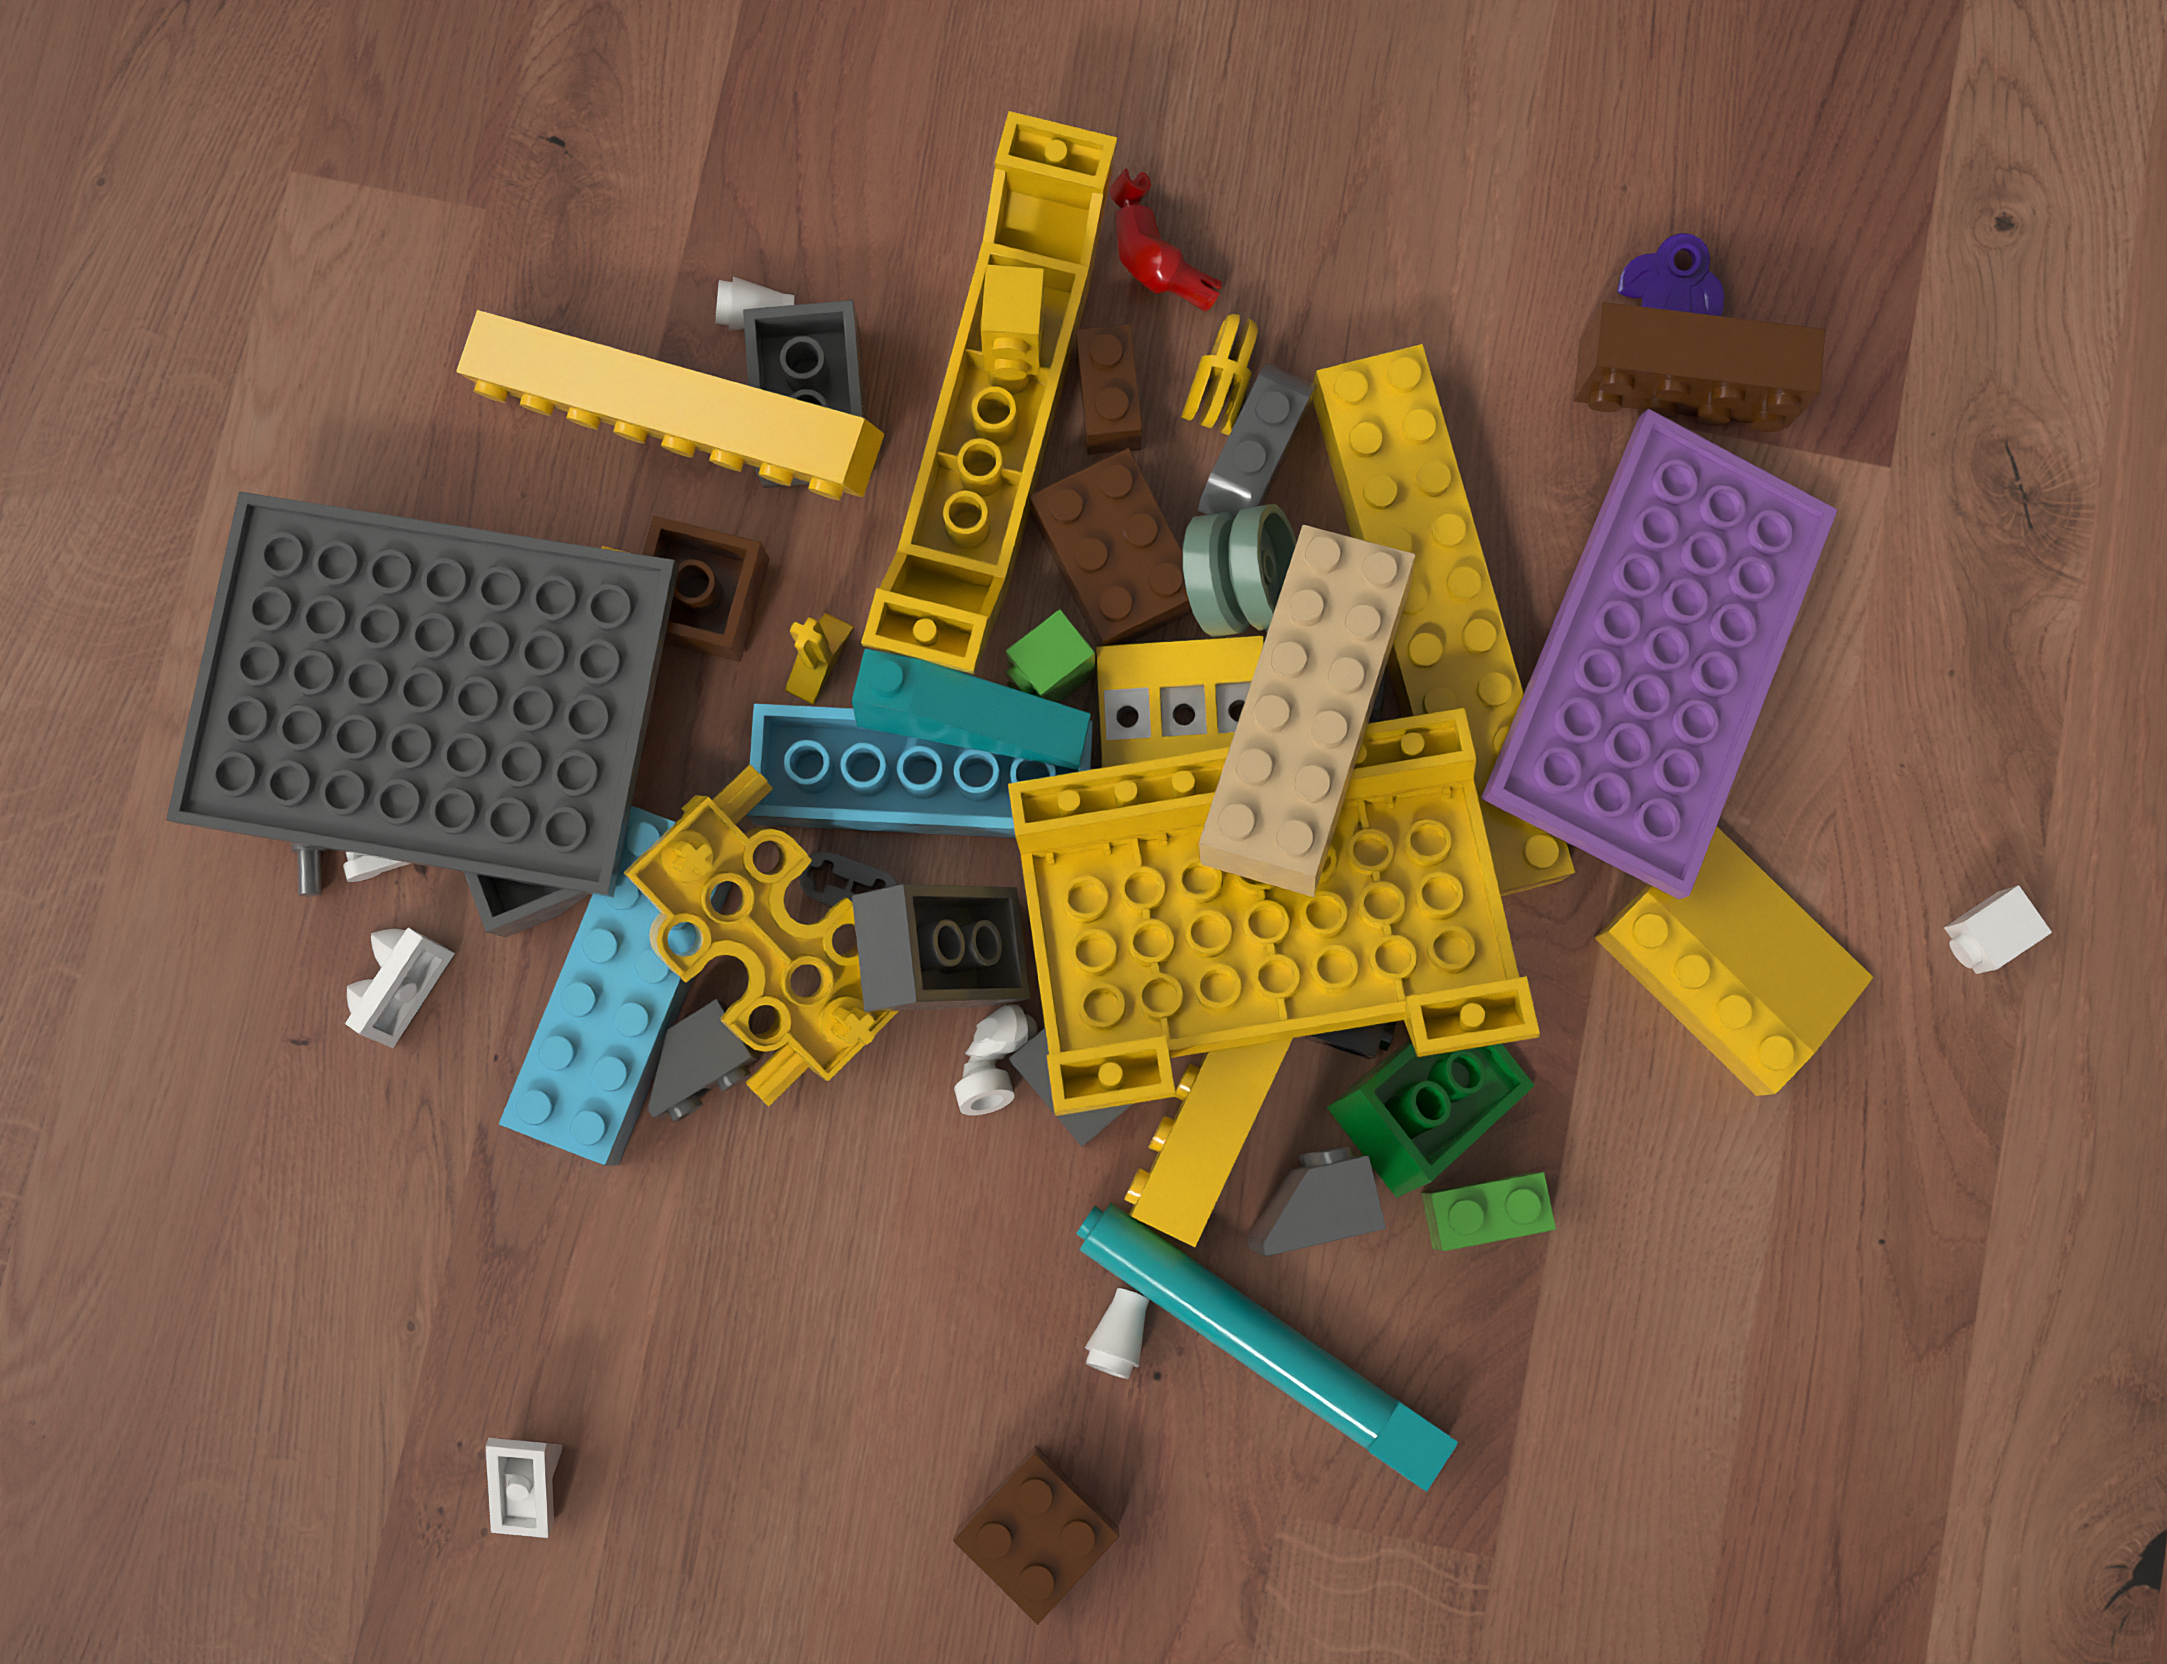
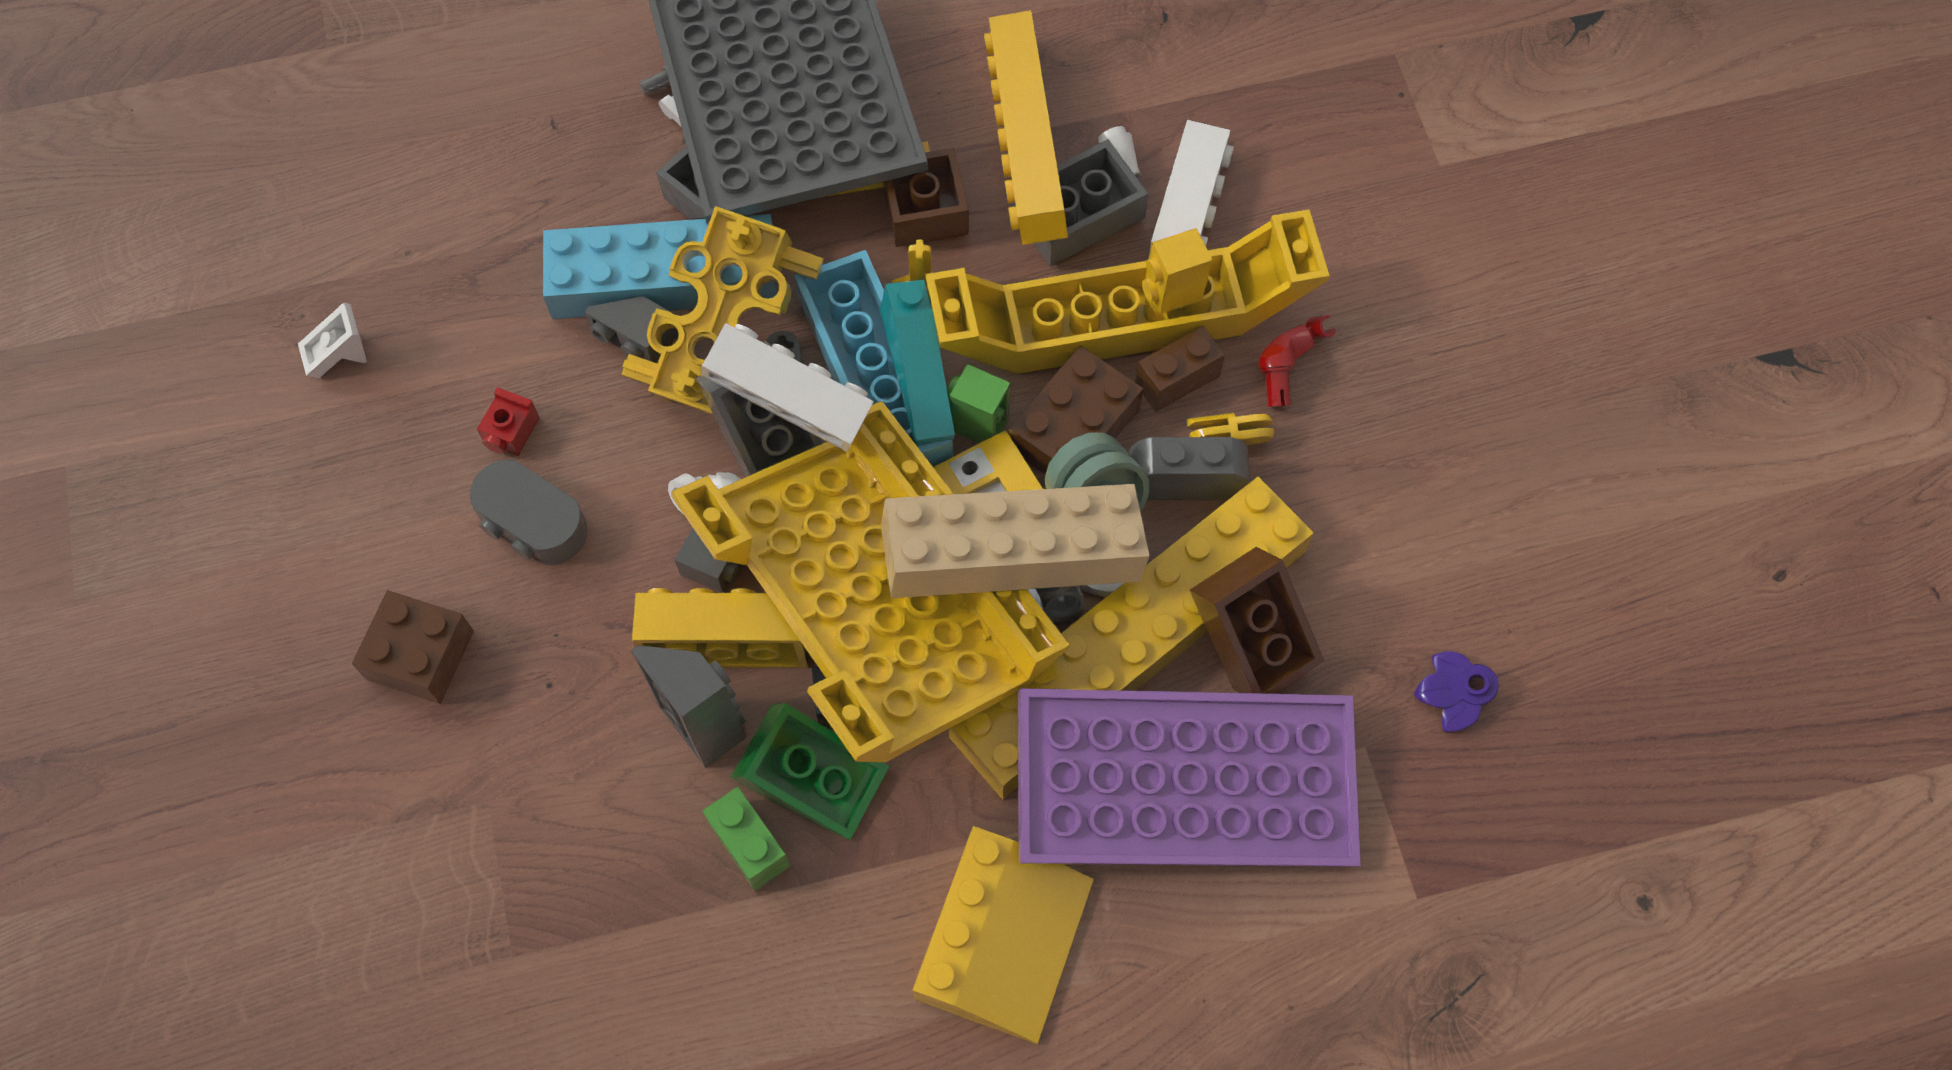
camera: 65 degrees right, 15 degrees down
(408, 972) = (606, 153): white tile -> none
(755, 1265) = (513, 433): none -> red brick
(861, 248) = (1194, 181): none -> white brick
(910, 1312) = (528, 513): none -> dark grey brick
(962, 898) = (786, 386): none -> white brick
(1118, 1337) = (564, 644): white cone -> none
(1266, 1345) = (569, 841): teal brick -> none
(1515, 472) = (1257, 623): none -> reddish brown brick
(1699, 366) = (1403, 718): reddish brown brick -> none

